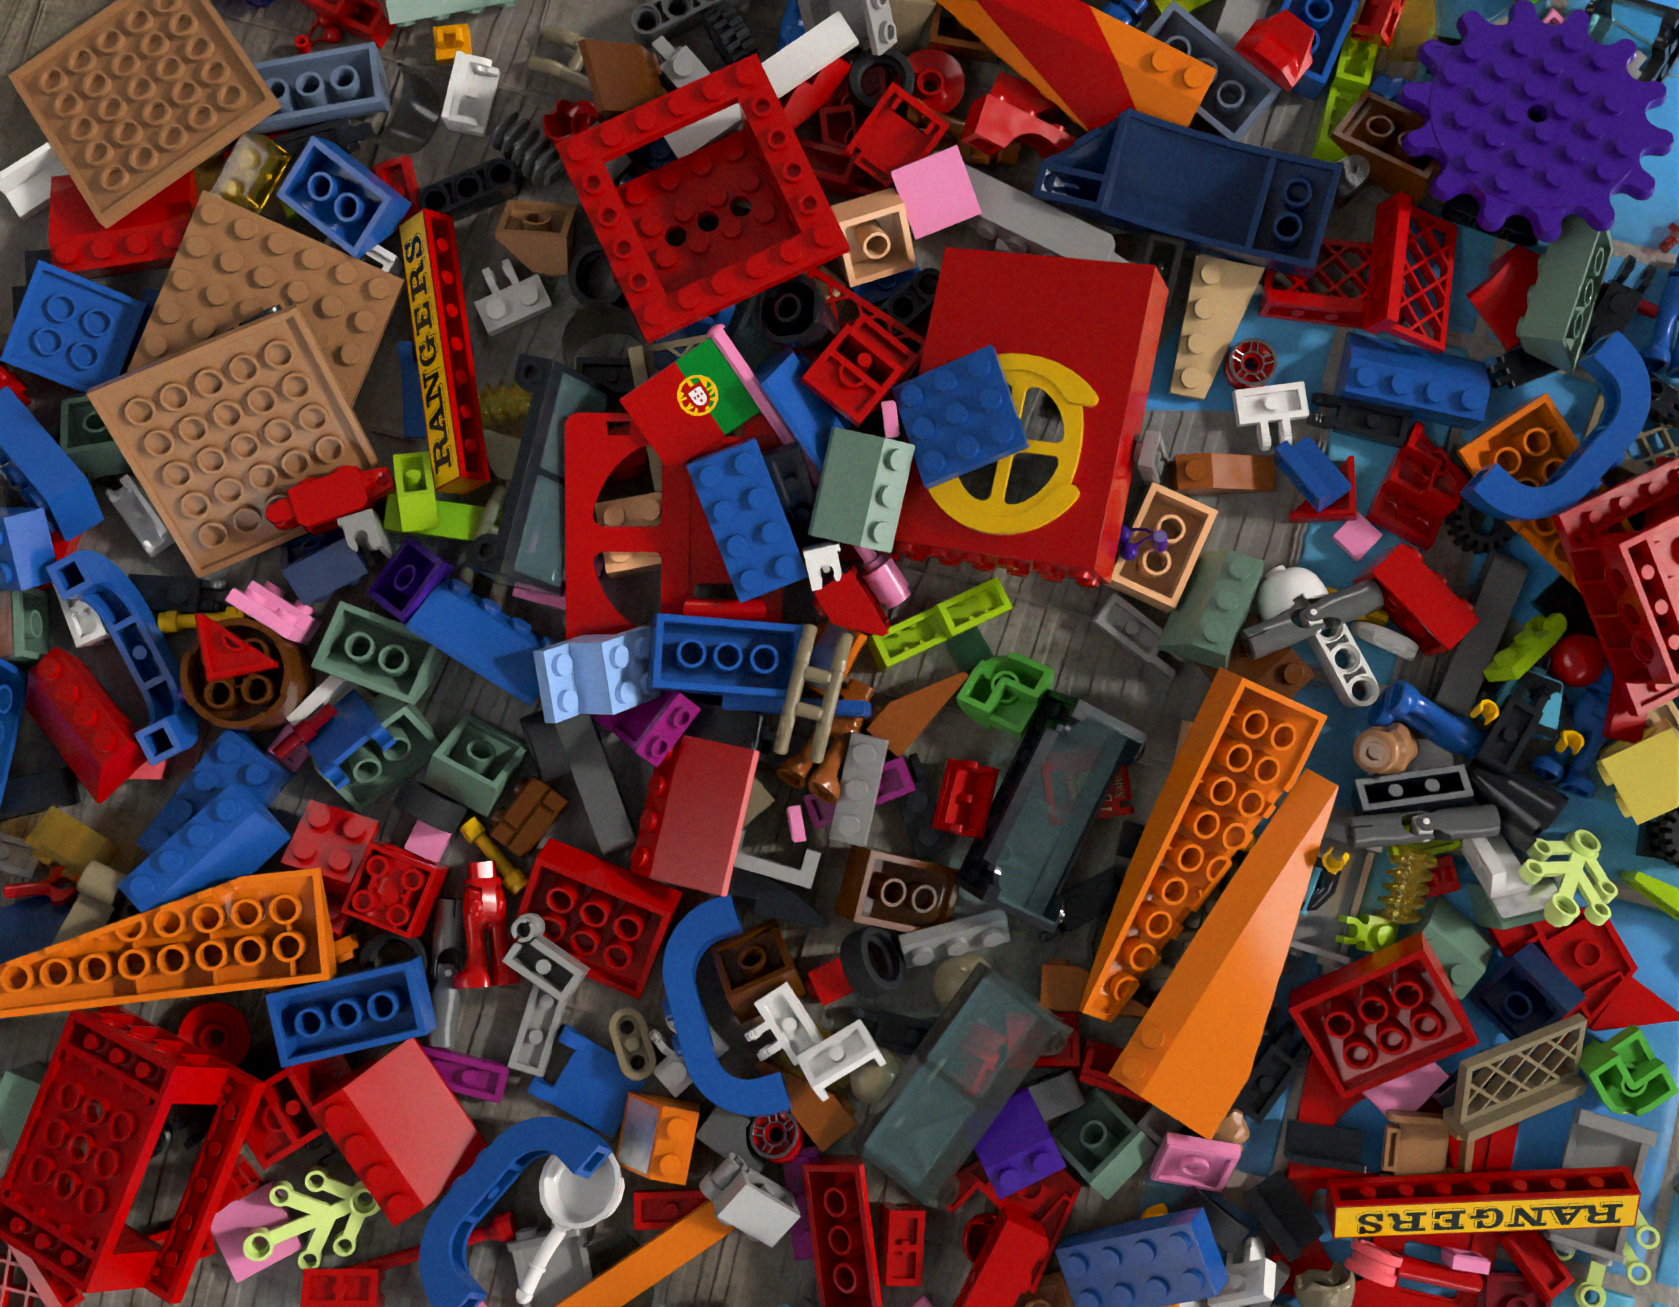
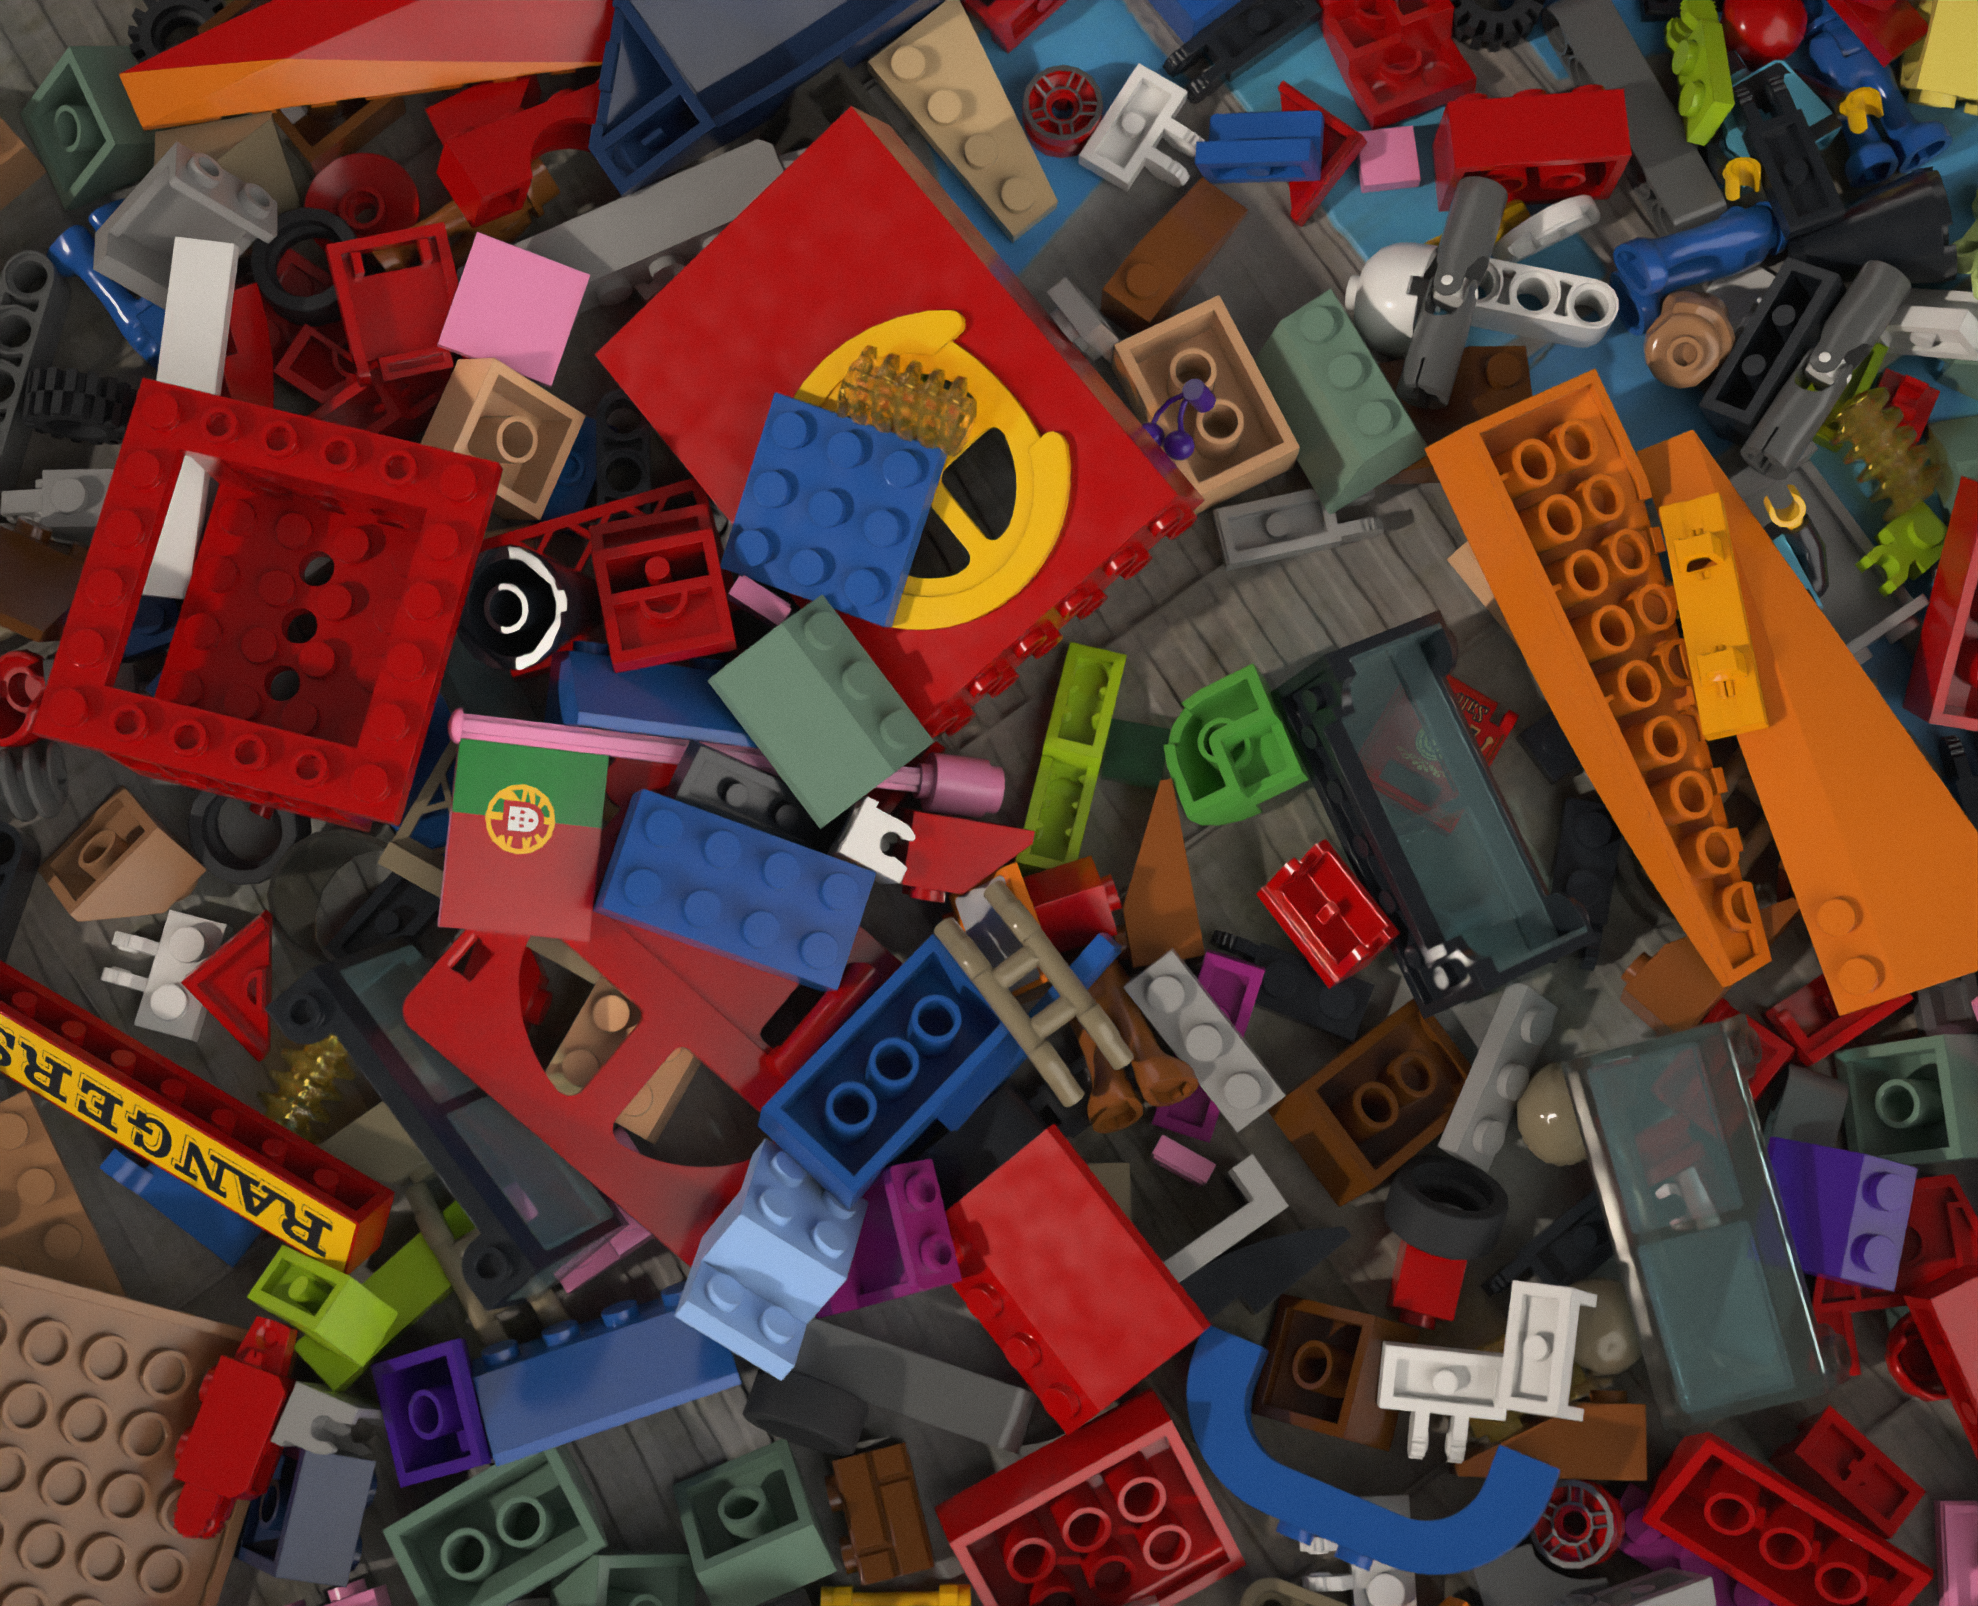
camera: 45 degrees left, 5 degrees down
(527, 332) = (238, 985): none -> red tile
(872, 677) = (1073, 903): none -> red brick
(1033, 409) = (907, 402): none -> clear yellow piece
(1251, 867) = (1713, 618): none -> light orange hinge

